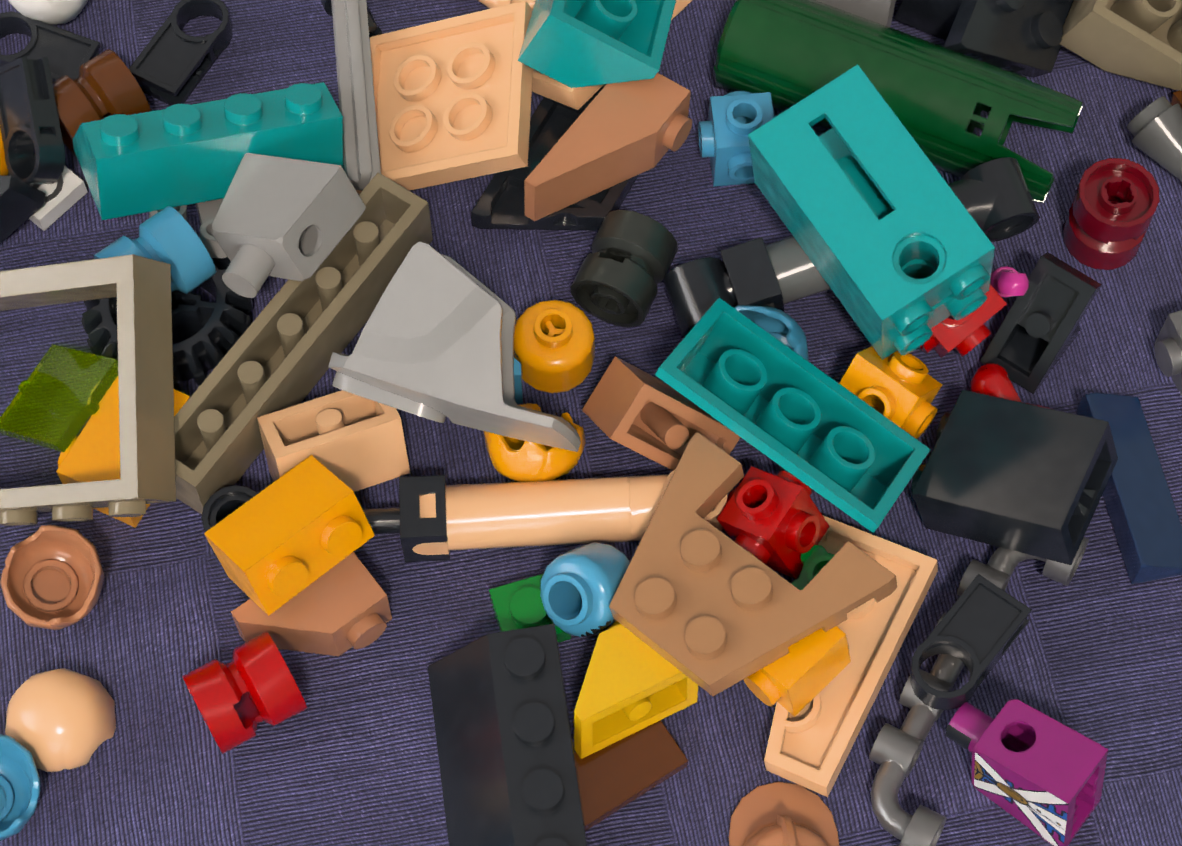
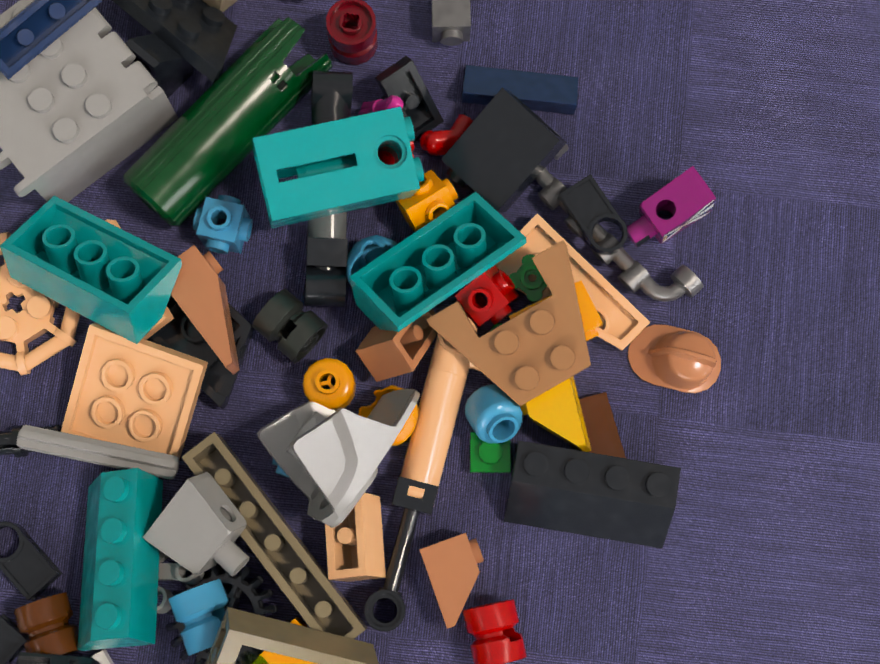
camera: 75 degrees left, 15 degrees up
(290, 534) = (416, 579): light orange brick -> none

